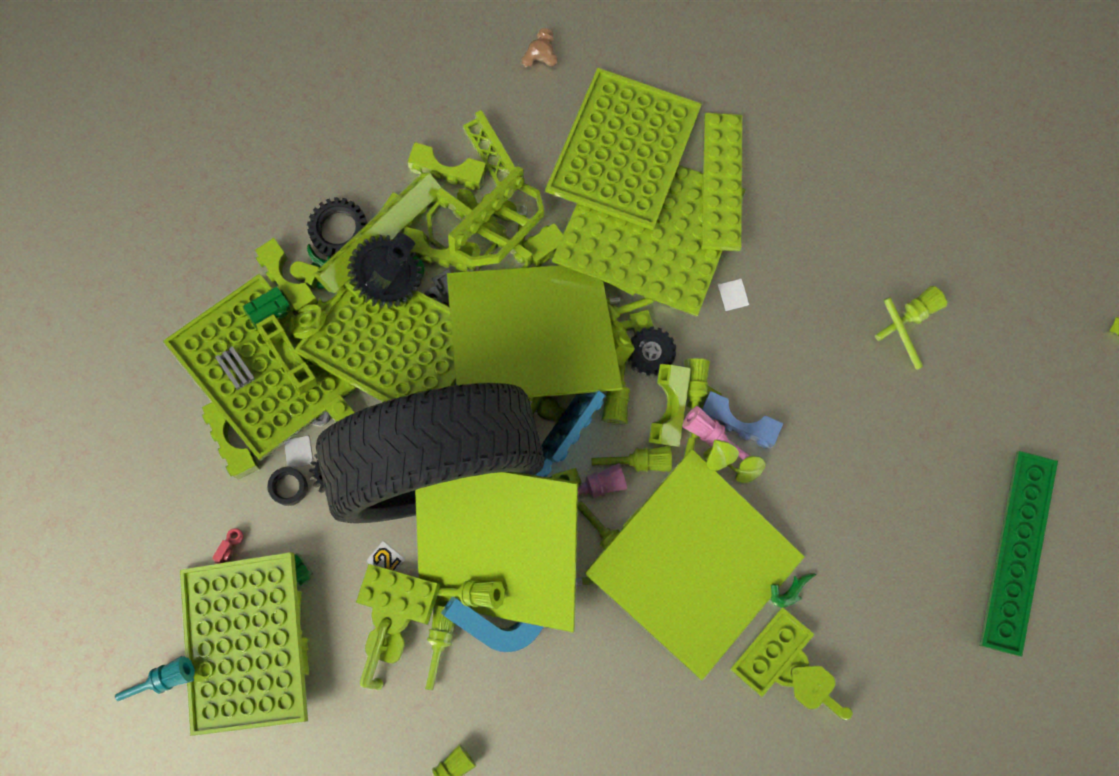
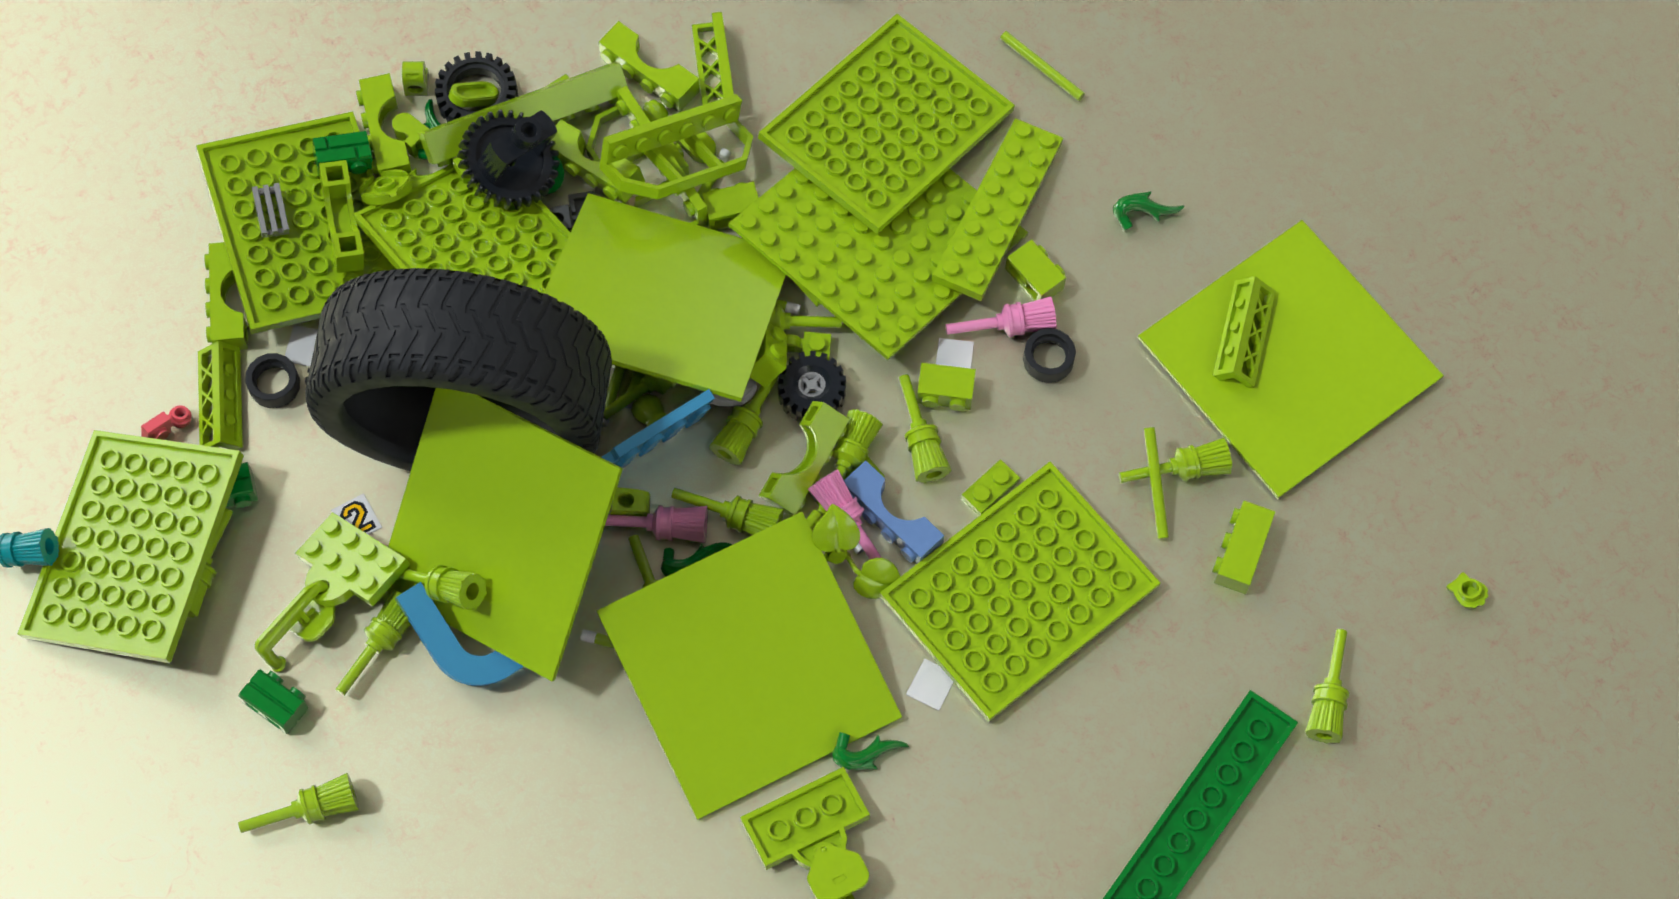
camera: 20 degrees right, 10 degrees down
(258, 510) = (224, 395): none -> lime fence
(291, 232) = (415, 74): none -> lime leg
(337, 230) = (473, 94): none -> lime tile
(386, 712) = (273, 700): none -> green brick
(625, 507) = (671, 565): none -> green piece
(707, 69) = (1043, 66): none -> lime bar
(738, 318) = (946, 386): none -> lime brick
(739, 360) = (923, 440): none -> lime piece
(764, 216) = (1035, 271): none -> lime brick
(764, 254) = (1013, 319): none -> bright pink piece
(795, 376) = (990, 487): none -> lime plate
(806, 260) = (1056, 337): none -> black tyre
(812, 141) = (1142, 203): none -> green piece
(812, 525) = (930, 685): none -> white sticker
(844, 440) = (1019, 591): none -> lime plate
(914, 205) = (1241, 326): none -> lime fence
(949, 213) = (1325, 368): none -> lime baseplate
(974, 354) = (1243, 546): none -> lime brick
(1071, 436) = (1330, 699): none -> lime piece

